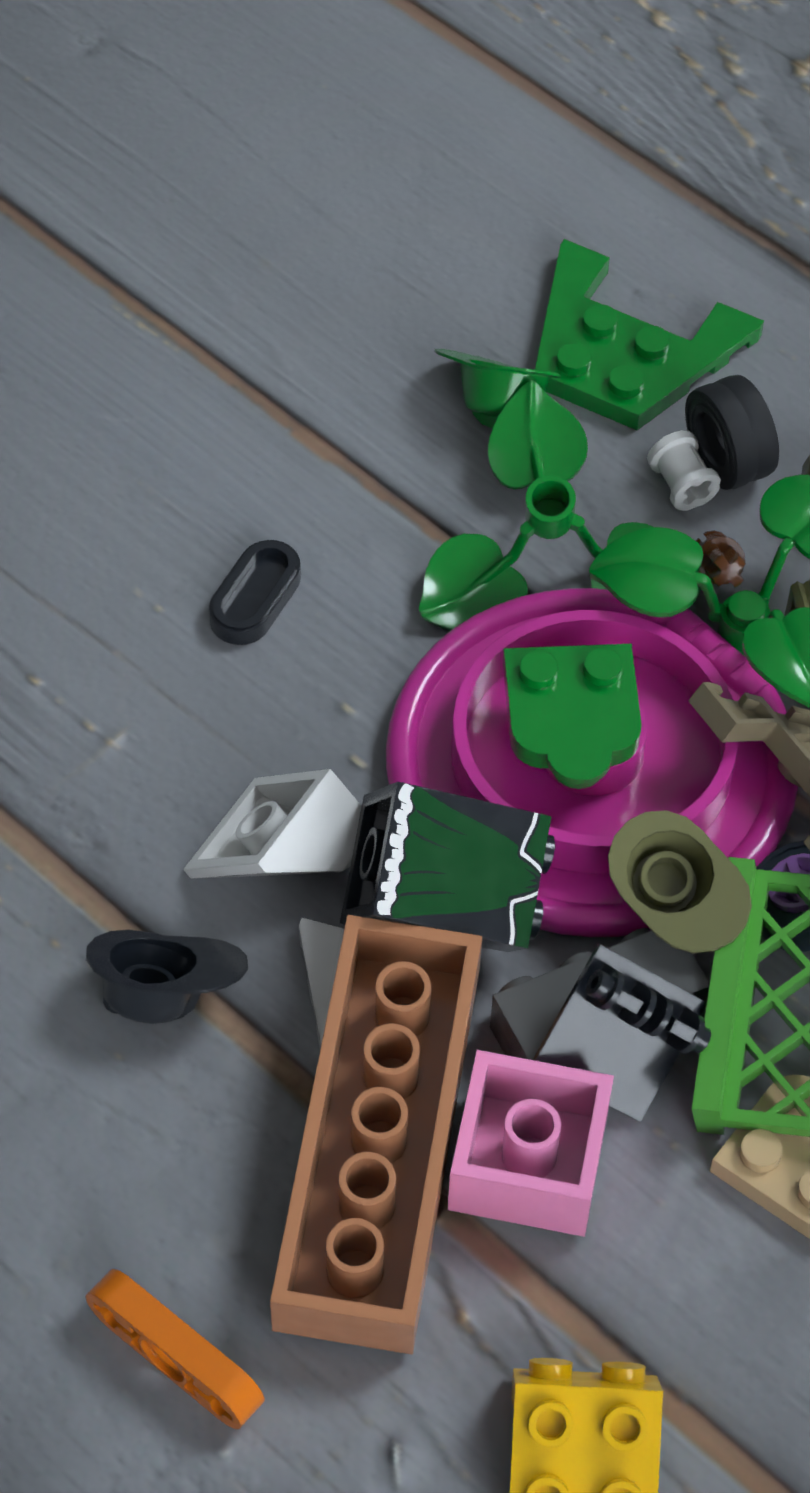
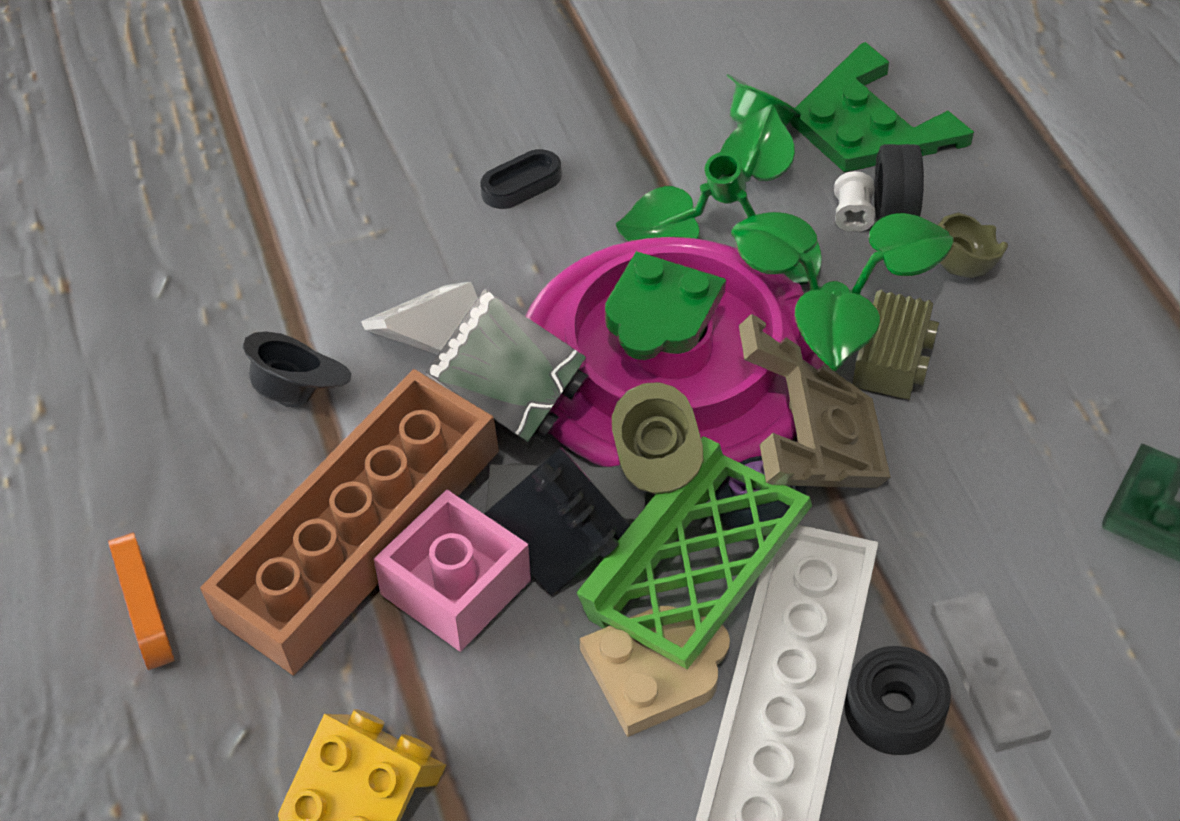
camera: 30 degrees right, 5 degrees down
(722, 559) = (837, 259): reddish brown axle -> none

